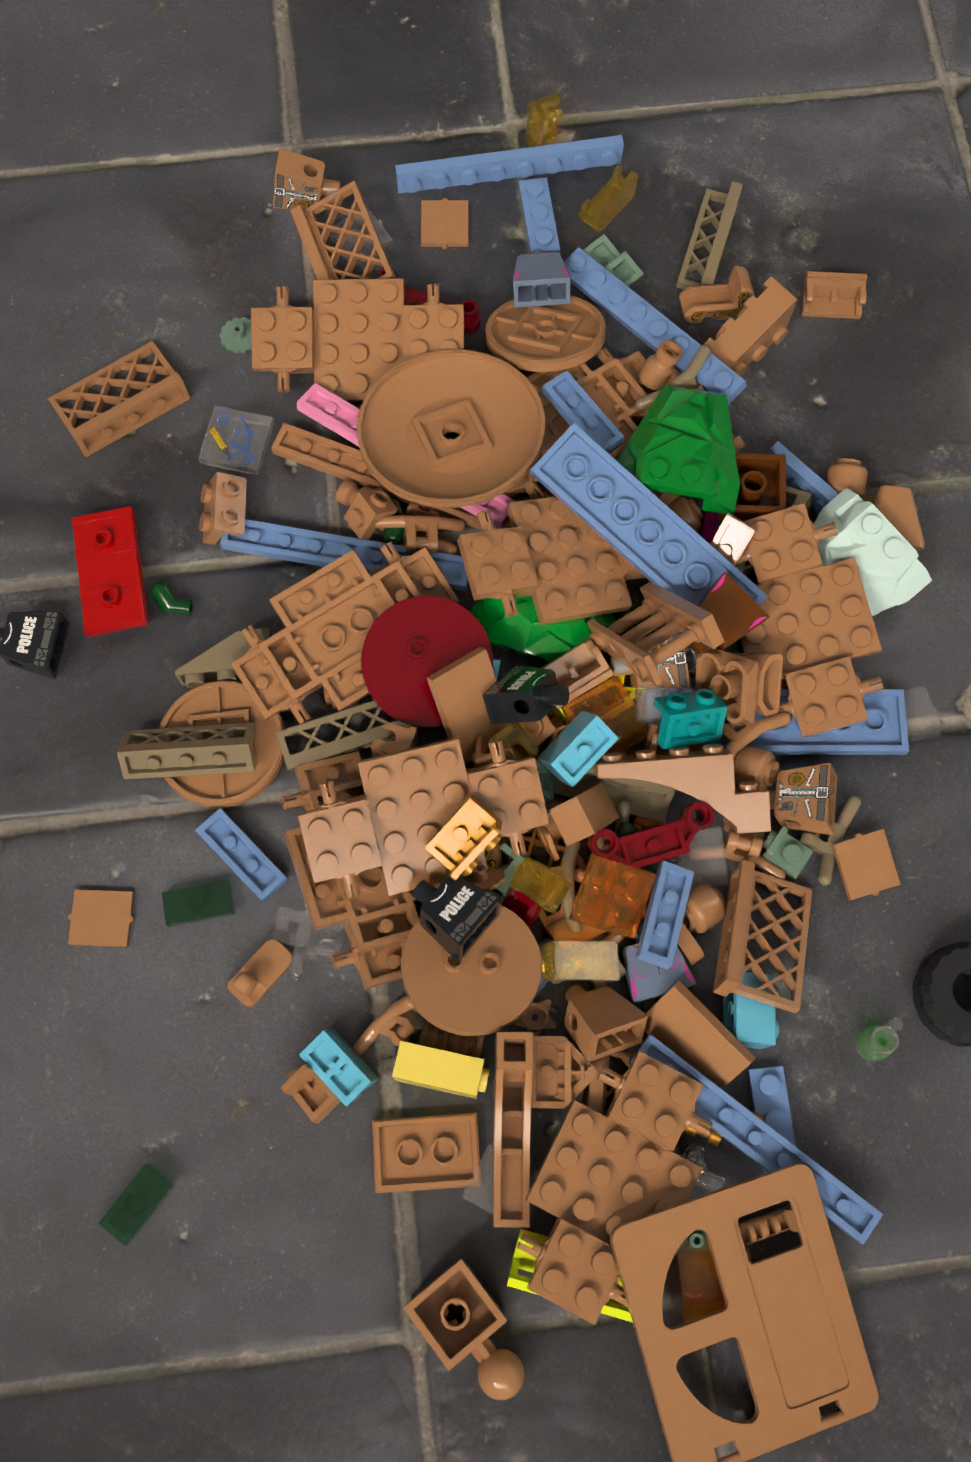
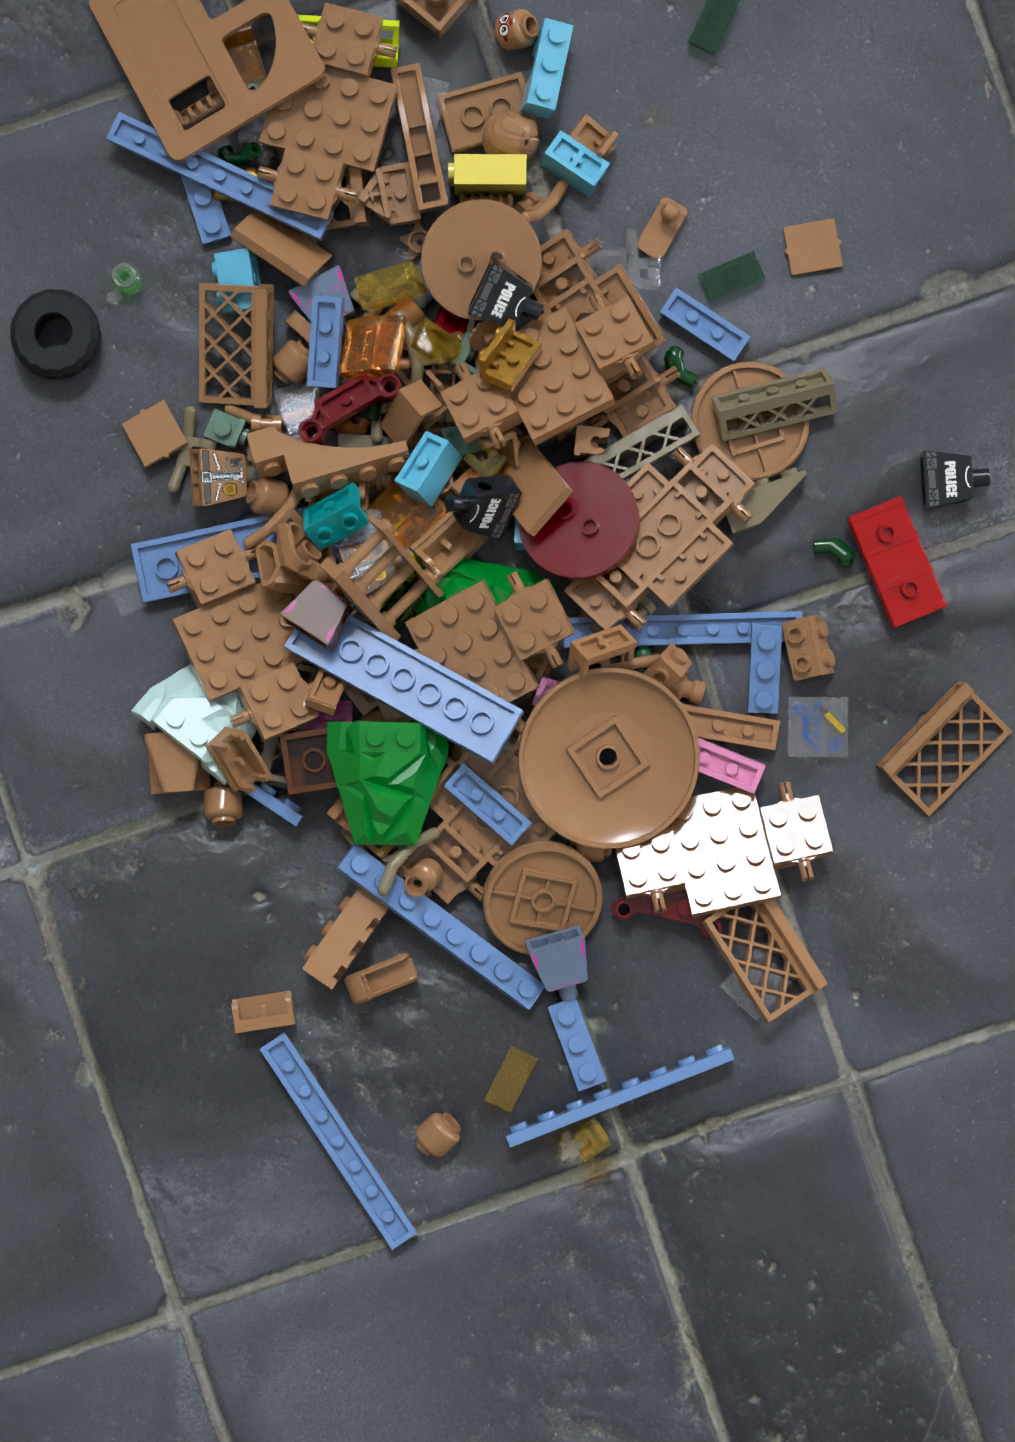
camera: 170 degrees right, 15 degrees up
(237, 335) = (847, 844): sand green piece -> none
(272, 499) = (764, 667): none -> medium blue plate
(284, 820) = (673, 357): none -> dark green arm
(300, 181) = (837, 1021): medium nougat torso -> none
(334, 1205) = (548, 67): none -> medium azure arch
(369, 1244) = (516, 29): none -> medium nougat head
(406, 1113) = (510, 134): none -> medium nougat hair
(434, 521) = (600, 647): none -> medium nougat hinge
(444, 223) = (672, 1019): medium nougat piece -> none
(602, 1021) = (361, 242): medium nougat torso -> none
(610, 258) = (492, 1004): sand green slope -> none
(685, 165) = (438, 1134): none -> medium nougat head
(720, 237) = (387, 1054): dark tan fence -> none
(722, 1159) = (241, 157): none -> dark green arm
(780, 180) = (338, 1140): none -> medium blue plate
(833, 499) = (238, 759): none -> medium nougat hinge

